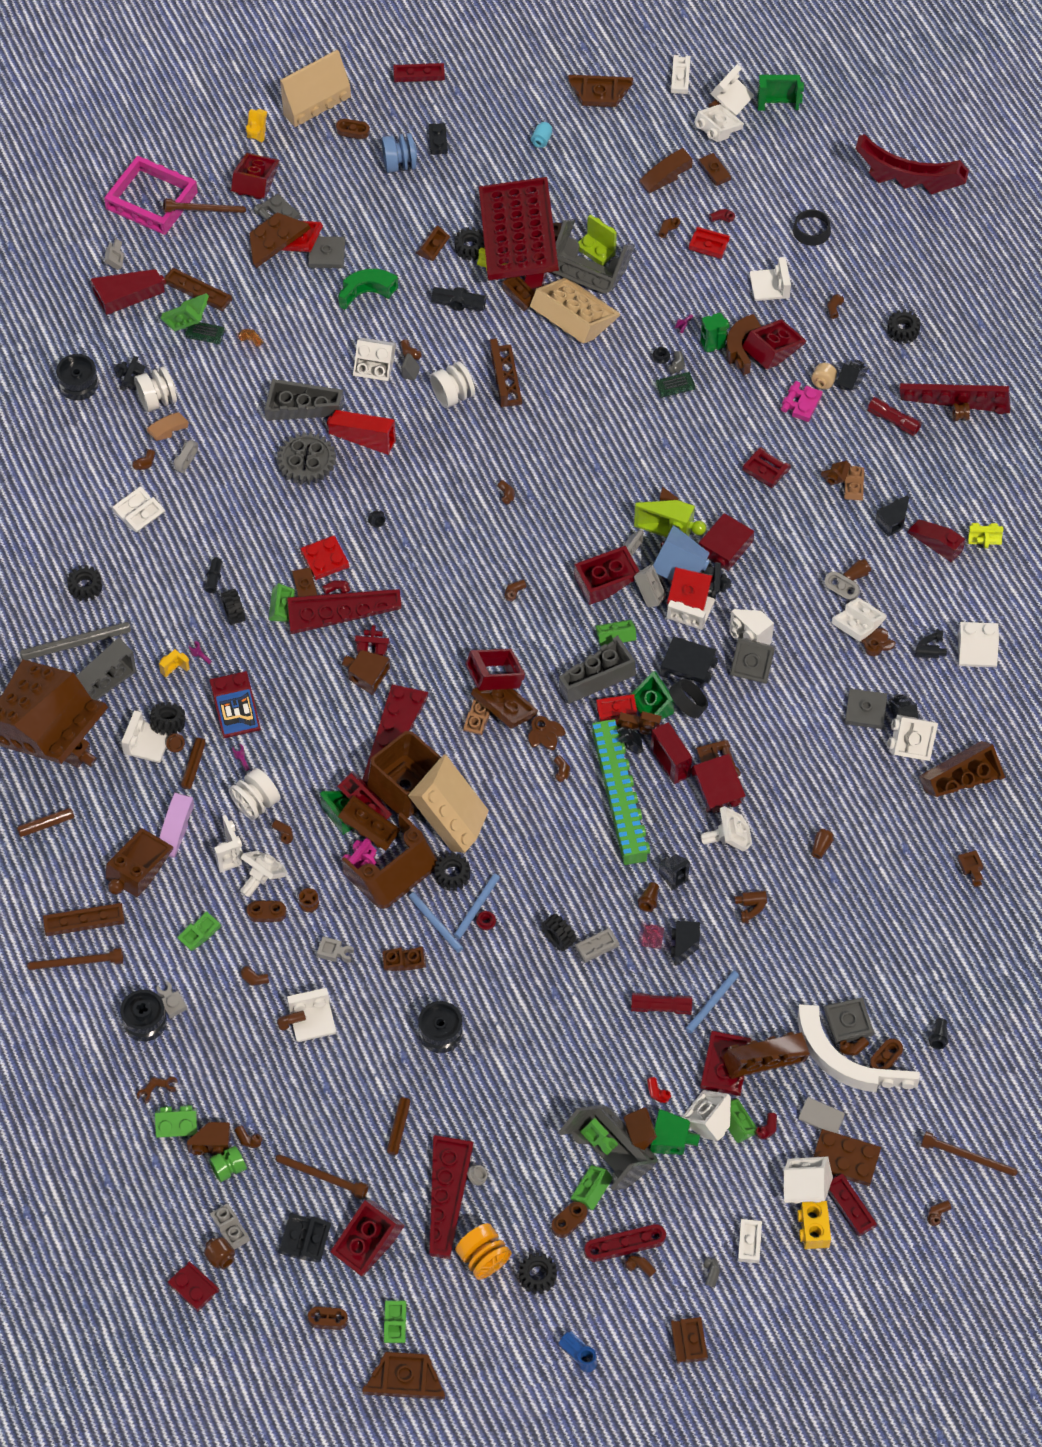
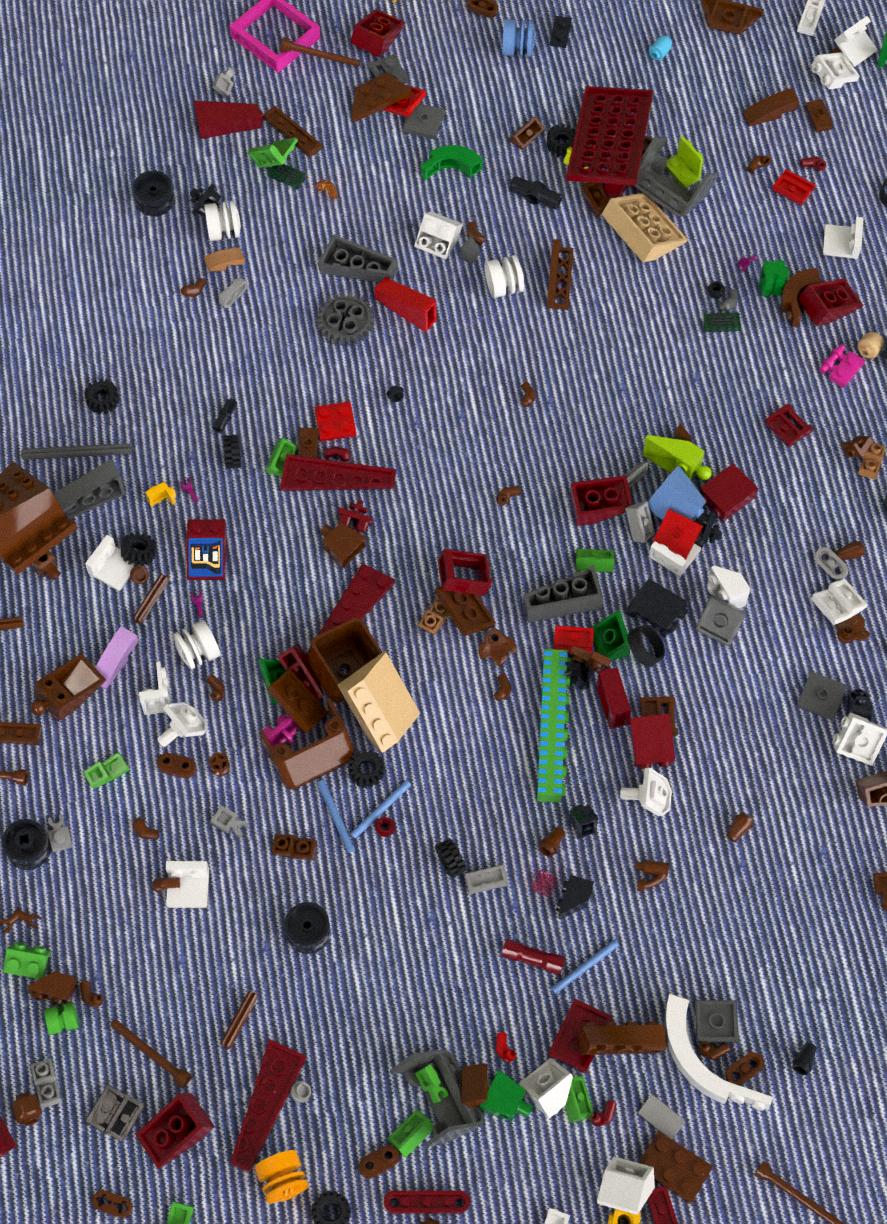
camera: 15 degrees right, 5 degrees up
(138, 509) = (173, 334): white slope -> none

